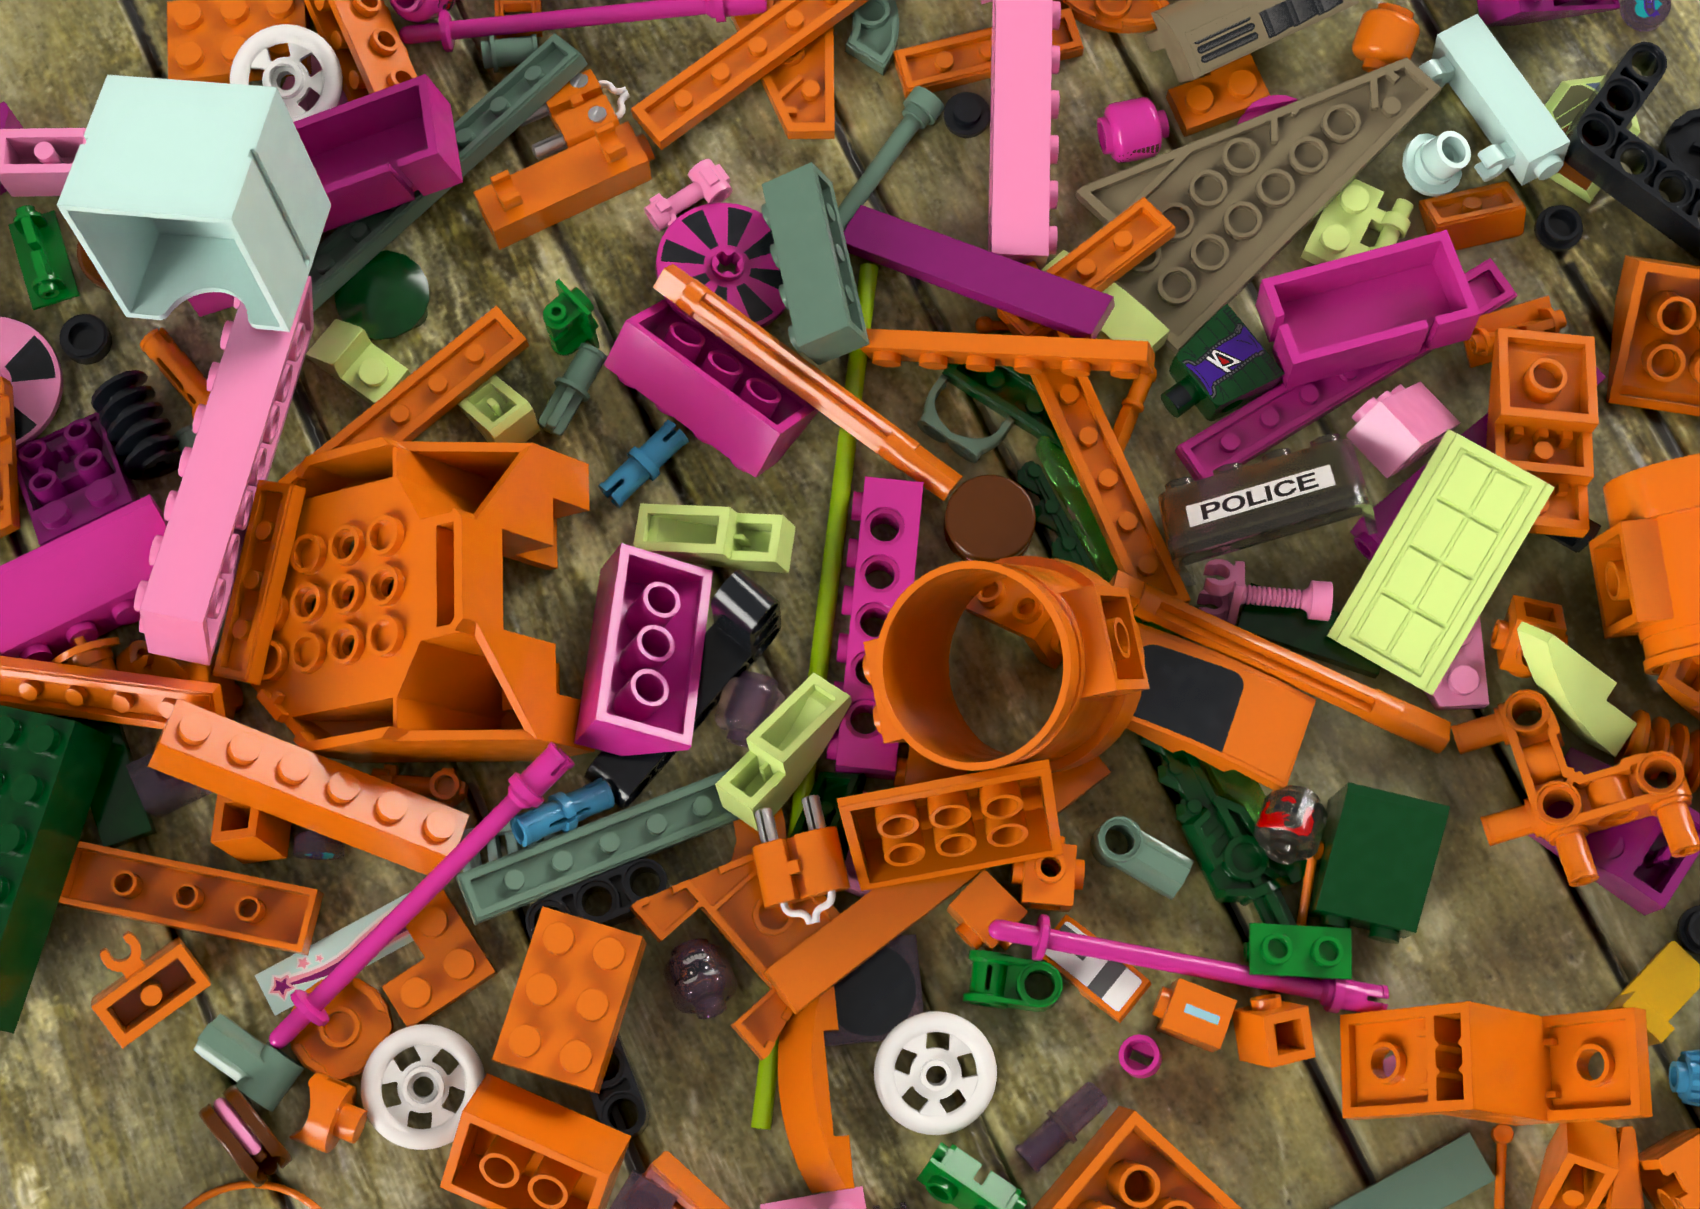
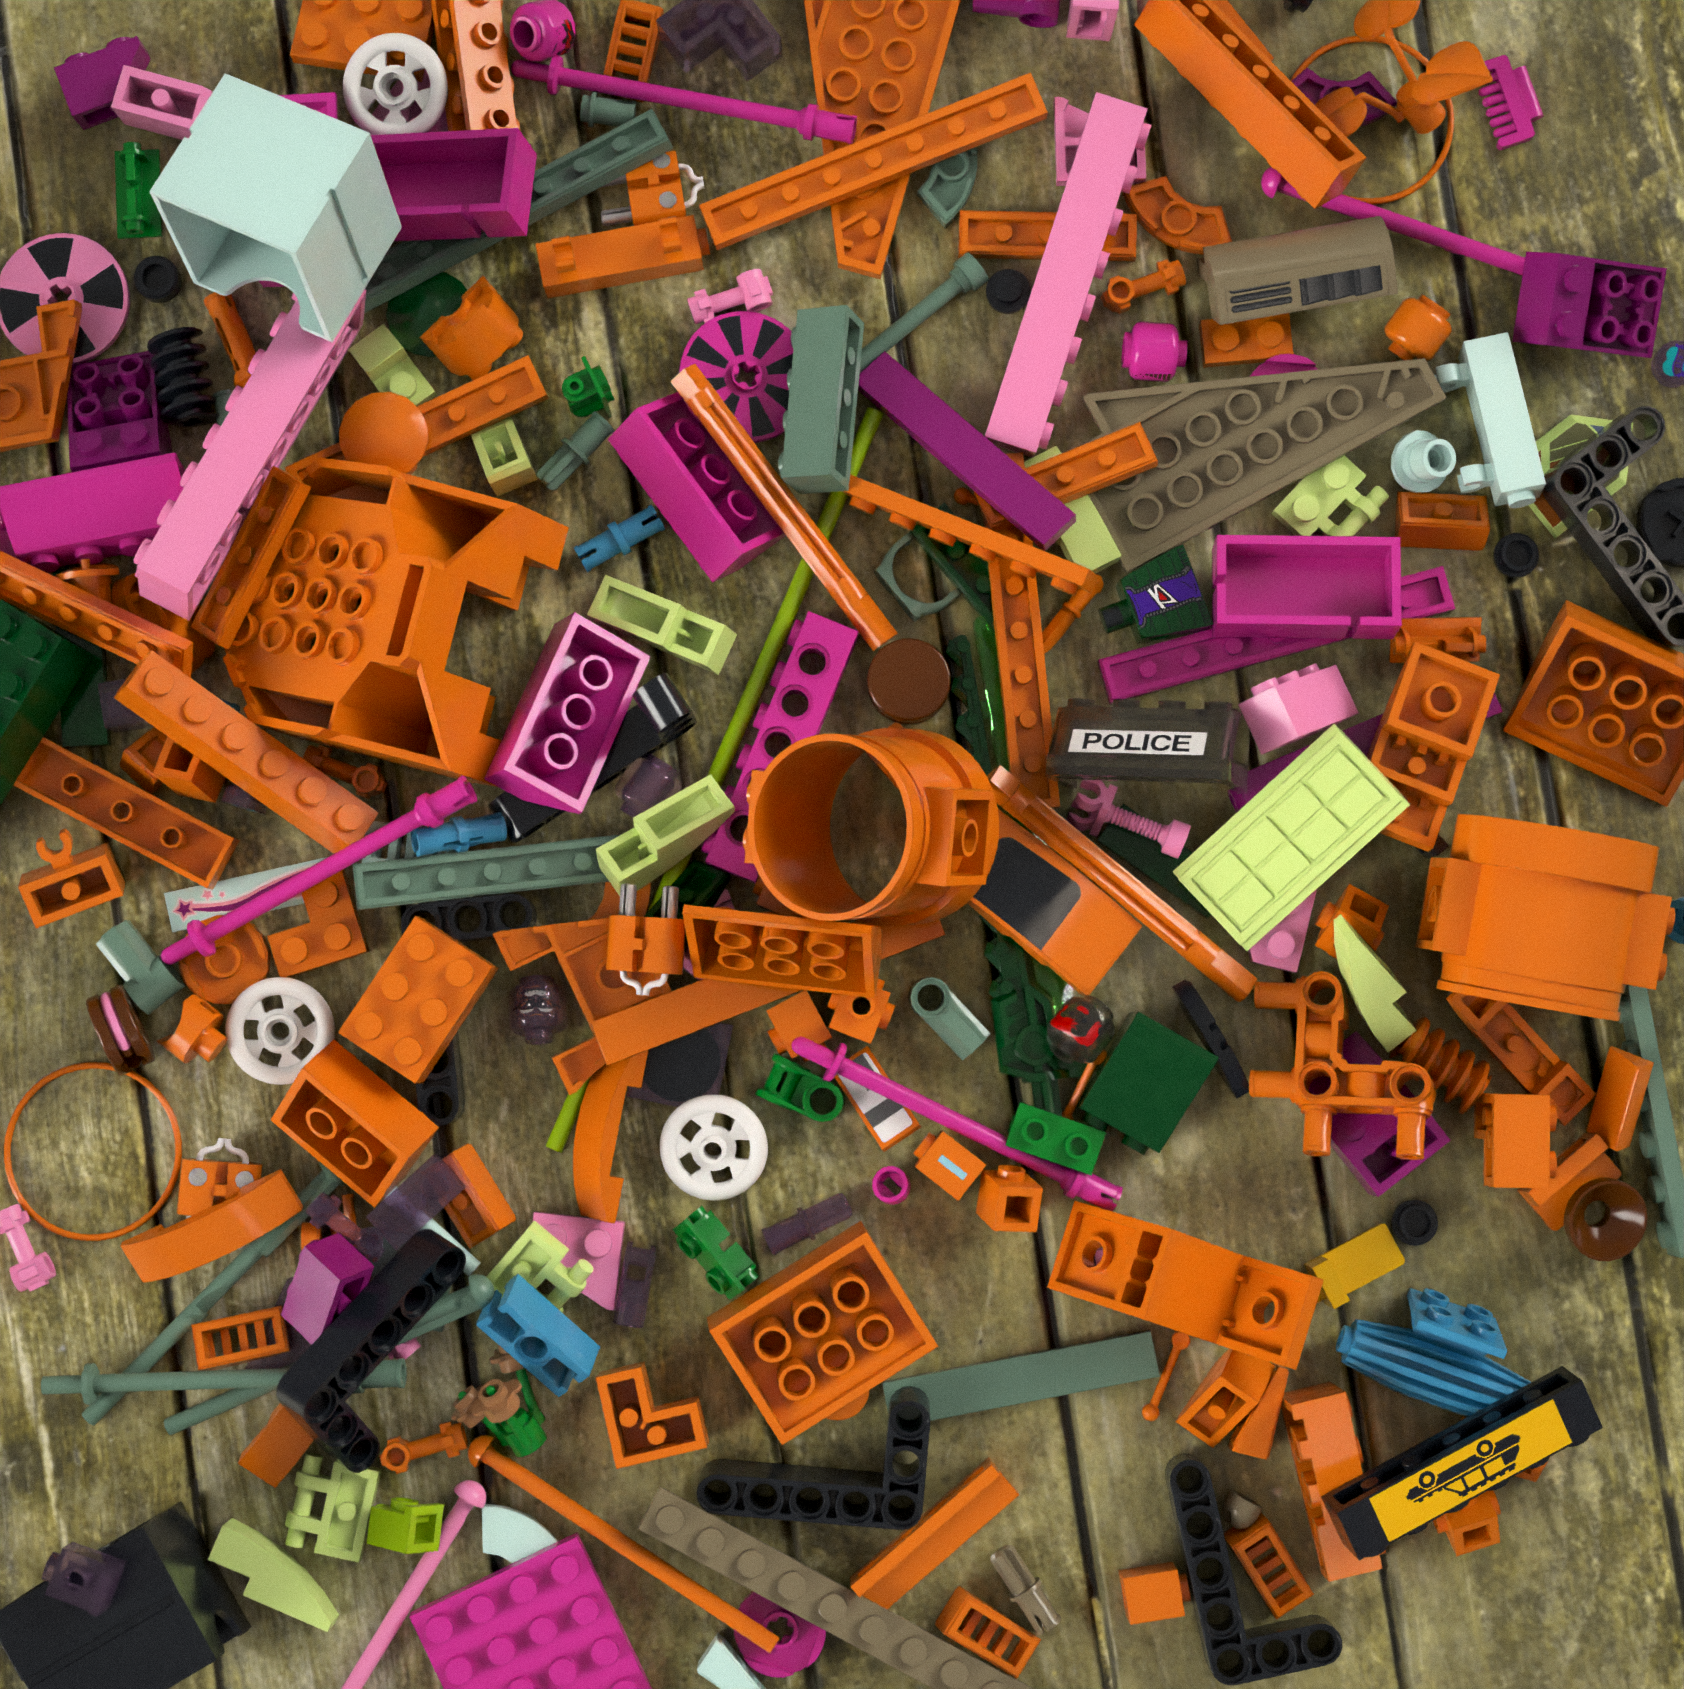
camera: 20 degrees right, 10 degrees up
(193, 835) = (141, 759): none -> orange slope
(365, 412) = (384, 432): none -> orange dish
(433, 299) = (475, 332): none -> orange cylinder
(1081, 80) = (1122, 290): none -> orange bar
(1412, 781) = (1211, 1037): none -> black tile

